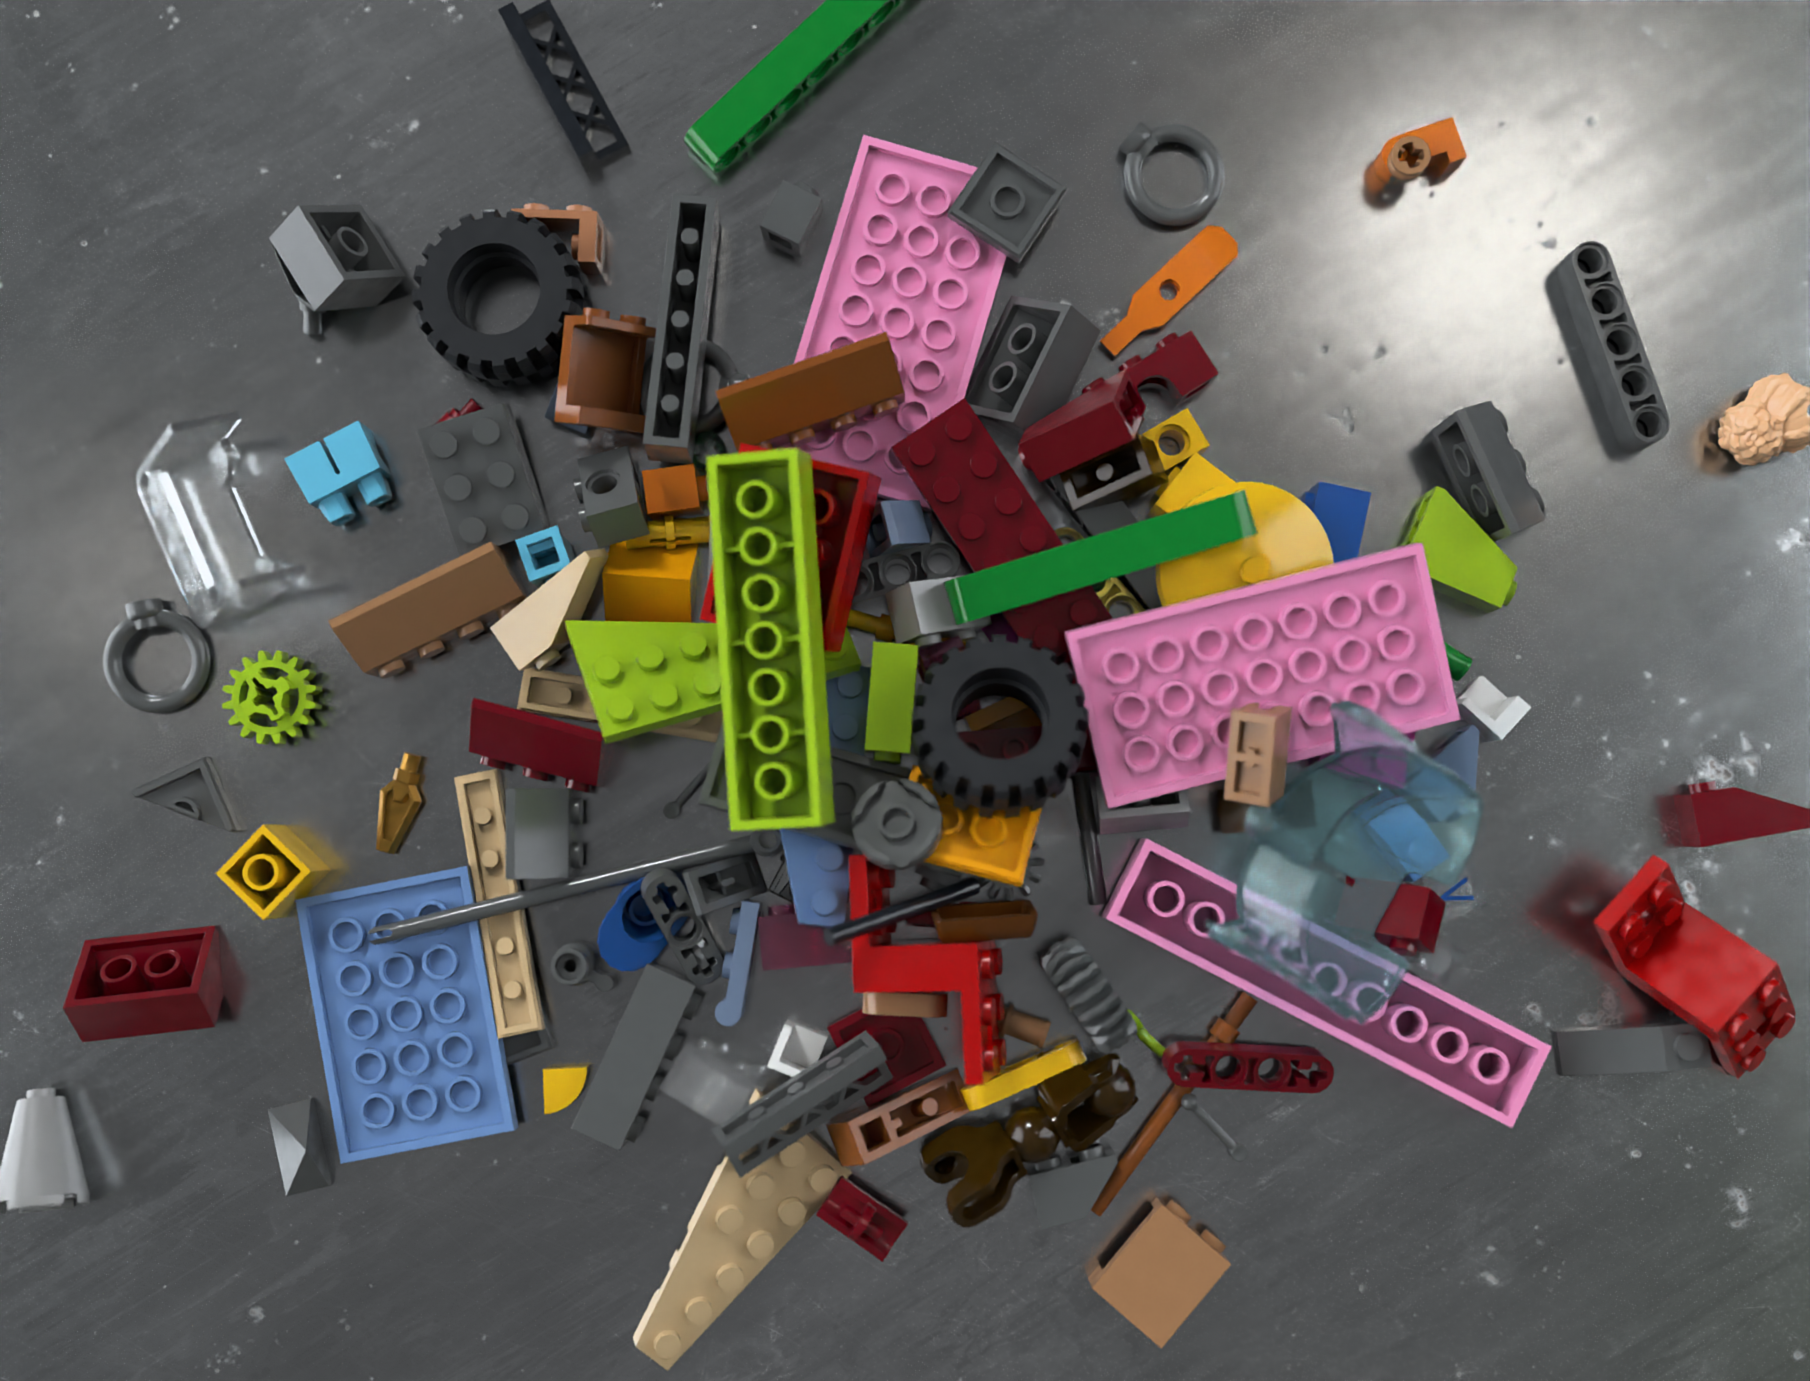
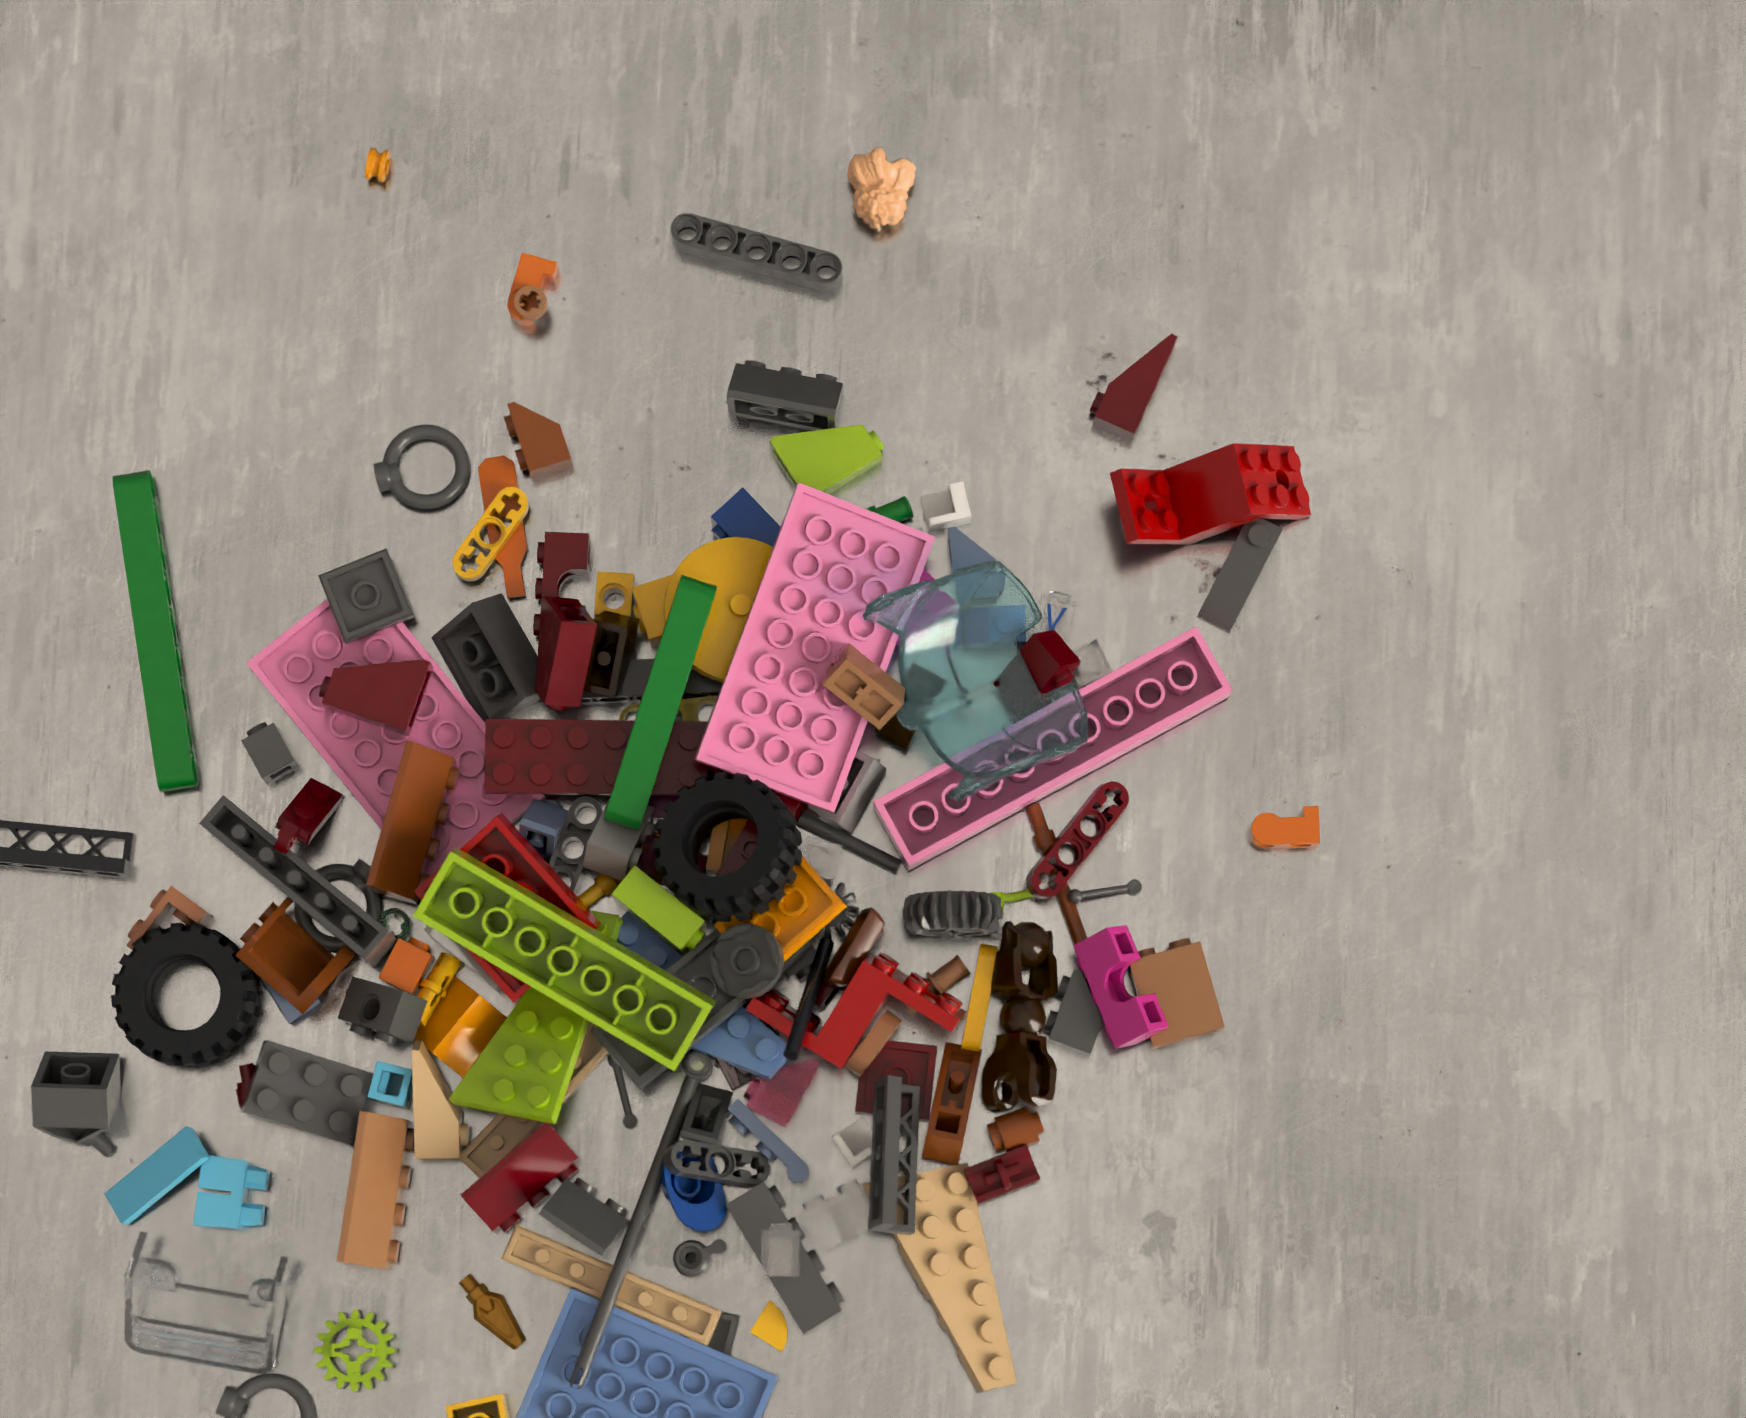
camera: 60 degrees left, 5 degrees down
(312, 392) = (157, 1175): none -> medium azure tile
(632, 1054) = (780, 1251): none -> clear brick
(752, 291) = (306, 814): none -> dark red hinge
(915, 1199) = (1015, 1129): none -> dark orange brick
(920, 279) = (379, 693): none -> dark red slope
(1103, 1241) = (1104, 963): none -> dark pink arch
(1183, 291) = (468, 551): none -> yellow beam
(1276, 266) = (540, 439): none -> dark orange slope
(1394, 1263) = (1287, 832): none -> orange leg

